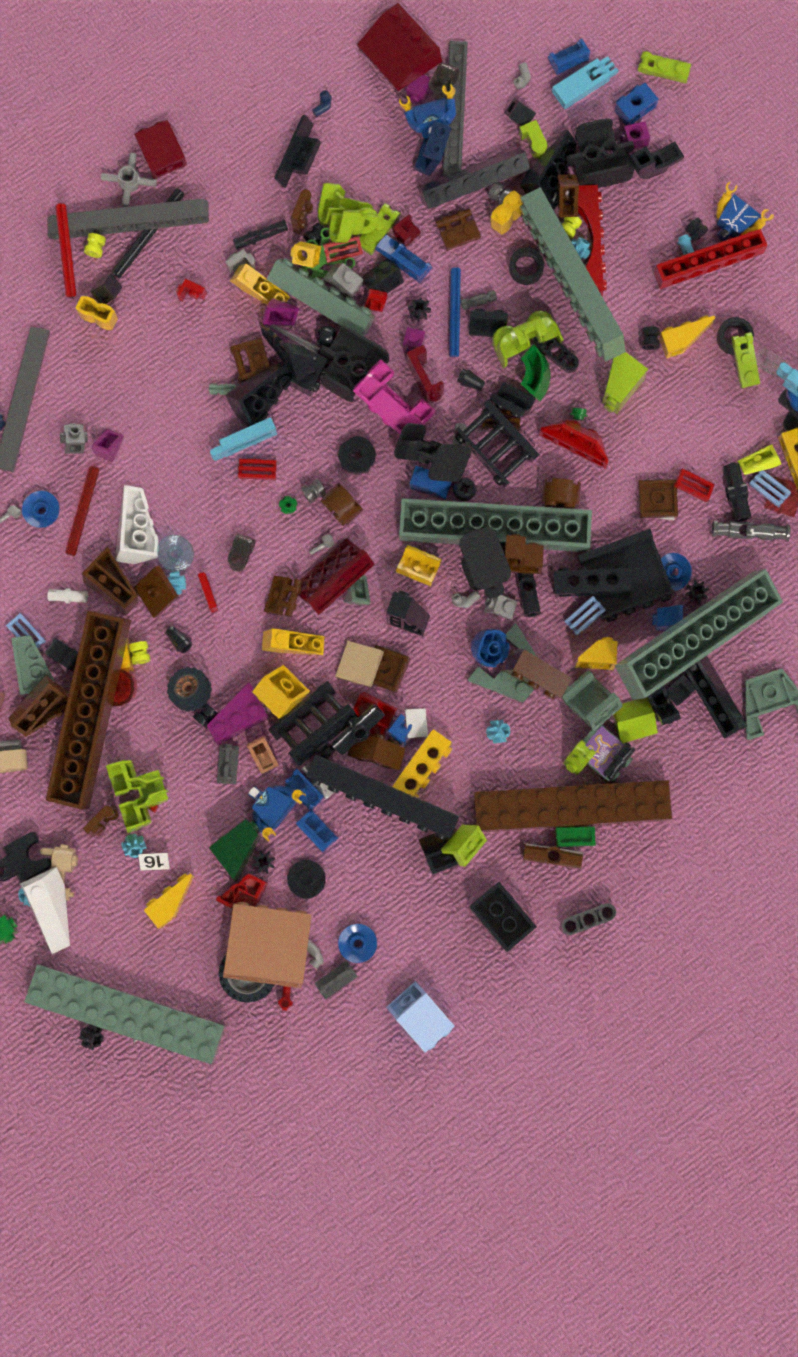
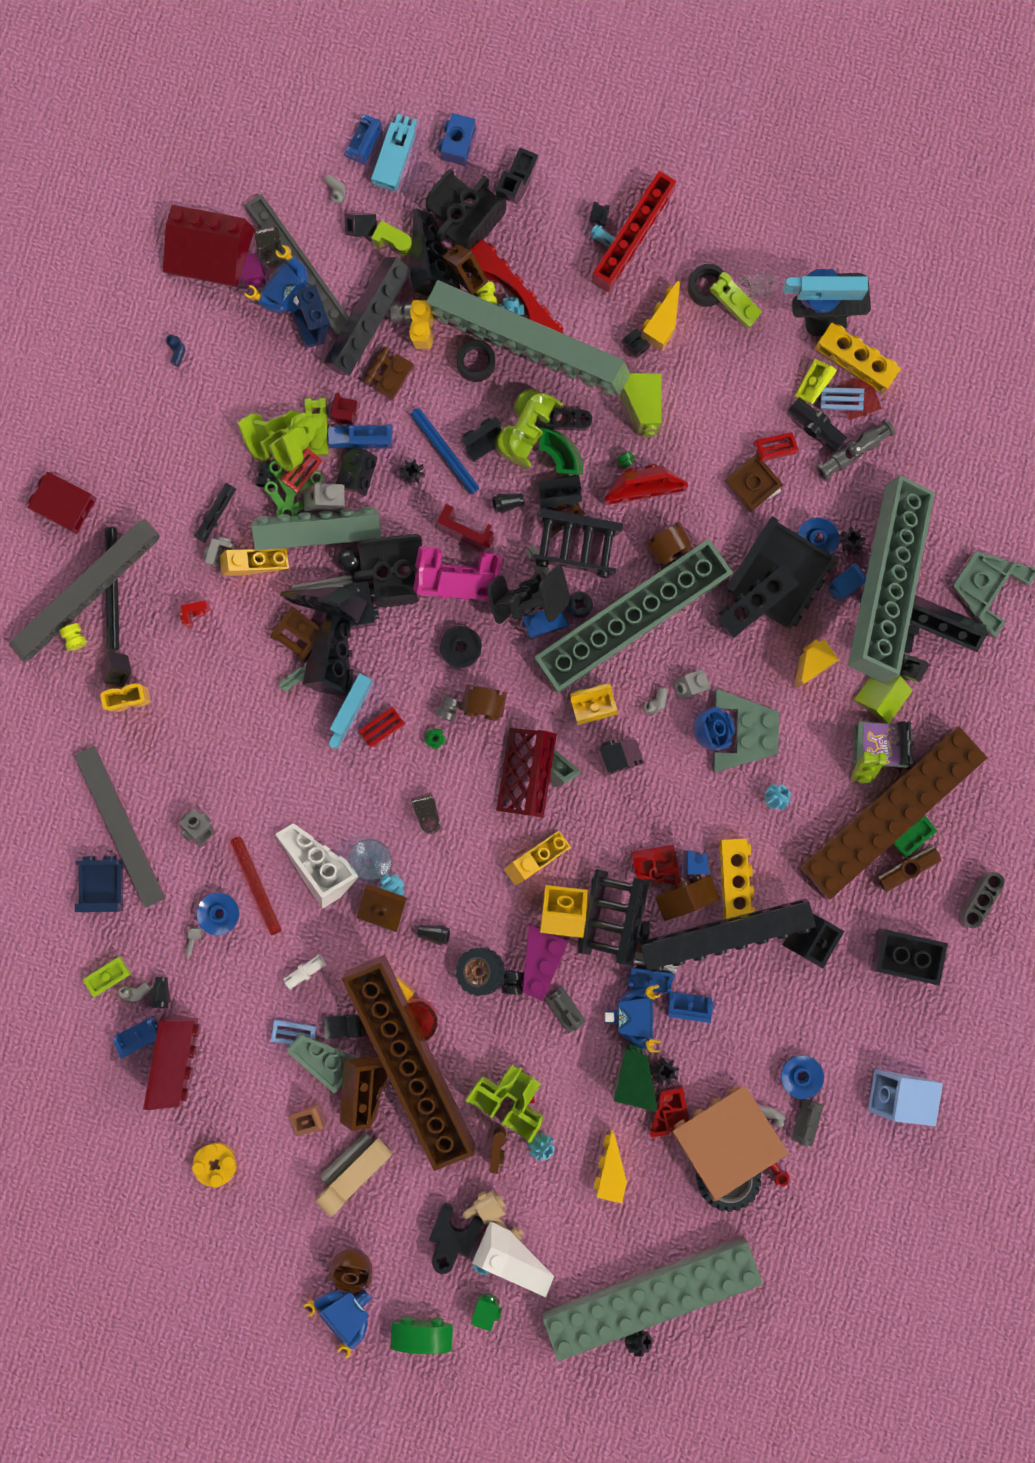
camera: 40 degrees left, 5 degrees up
(65, 249) = (50, 661): red axle -> none
(107, 445) = (231, 808): magenta slope -> none
(110, 582) = (334, 931): reddish brown wedge -> none
(123, 179) = (58, 560): light grey bar -> none
(139, 653) = (413, 976): neon yellow wheel -> none
(154, 861) = (569, 1146): white sticker -> none
(208, 592) = (426, 871): red tile -> none
(262, 754) = (589, 978): nougat slope -> none
(278, 596) = (491, 826): reddish brown plate -> none
(280, 313) = (291, 571): magenta slope -> none
(299, 153) = (192, 411): black bracket -> none
(302, 209) = (236, 457): reddish brown plate -> none
(306, 879) = (712, 1055): black tile -> none
(312, 250) = (275, 492): yellow brick -> none
(327, 543) = (496, 744): light grey hand -> none
(358, 729) = (659, 892): black piece -> none
(359, 664) = (610, 831): tan tile -> none
(375, 300) = (367, 494): red tile -> none
(391, 669) = (636, 817): reddish brown plate -> none
(413, 339) = (430, 505): magenta brick -> none
(418, 719) = (699, 842): white sticker -> none
(465, 843) = (830, 920): lime panel -> none
(478, 300) = (457, 424): dark grey axle -> none
(484, 561) = (654, 658): black piece -> none
(523, 557) = (681, 626): reddish brown brick -> none
(528, 598) = (693, 640): black piece -> none
(536, 673) = (773, 721): reddish brown wedge -> none
(591, 700) = (837, 707): sand green panel -> none
(597, 605) = (772, 635): light blue tile -> none
(639, 129) = (479, 160): magenta brick -> none
(664, 67) = (456, 86): lime plate -> none
(737, 217) = (627, 175): blue torso -> none

